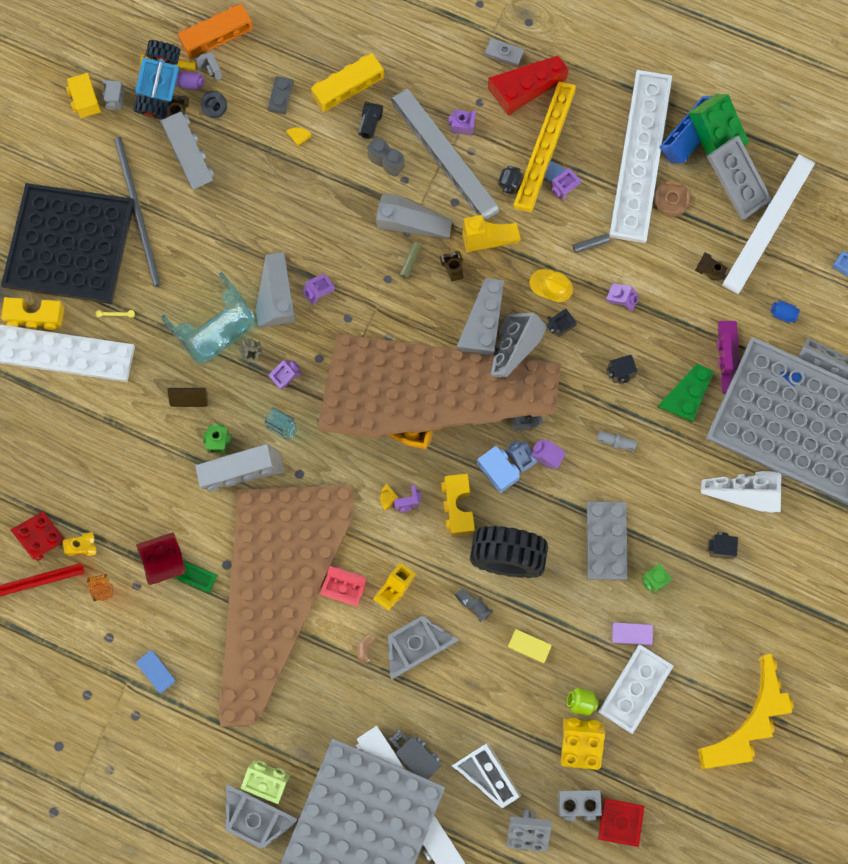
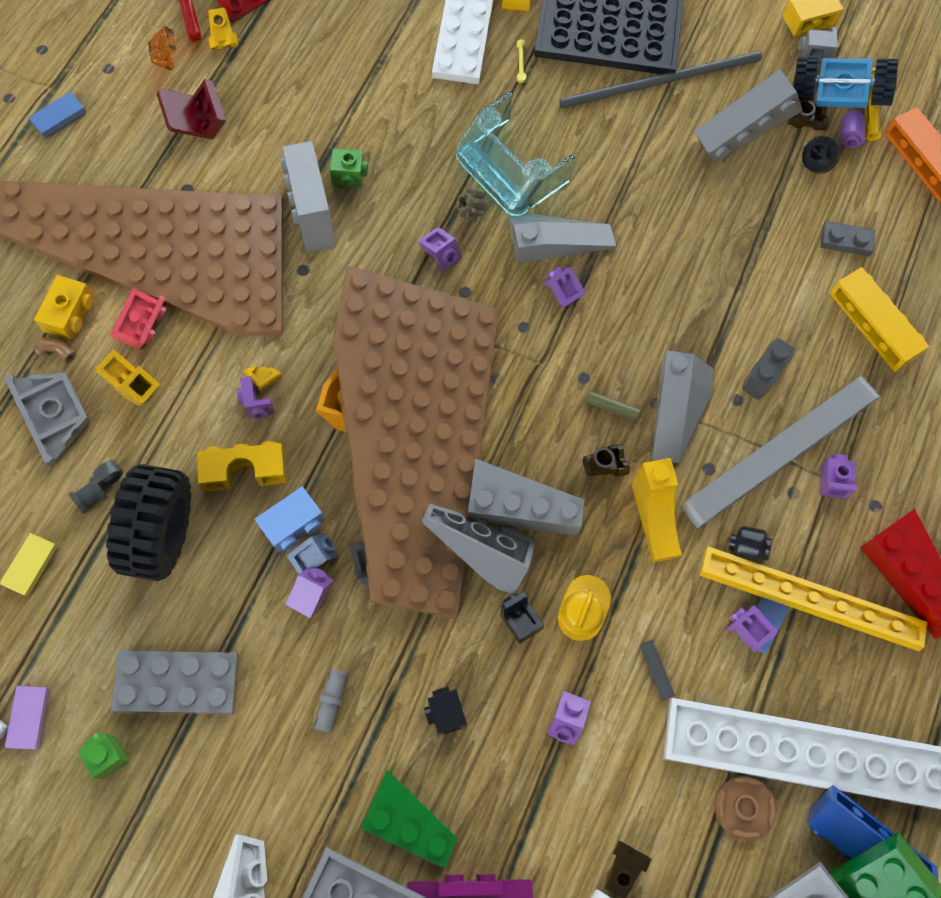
camera: 85 degrees right, 5 degrees down
(188, 397) = (408, 139): dark brown slope -> none
(198, 577) = (173, 155): green tile -> none
(208, 61) = (879, 151): light grey bracket -> none
(280, 424) = (364, 235): clear light blue brick -> none
(298, 135) = (789, 261): yellow tile -> none
(334, 642) = (64, 307): none -> yellow brick
(370, 116) = (833, 350): black piece -> none
(723, 546) = (146, 870): black brick -> none

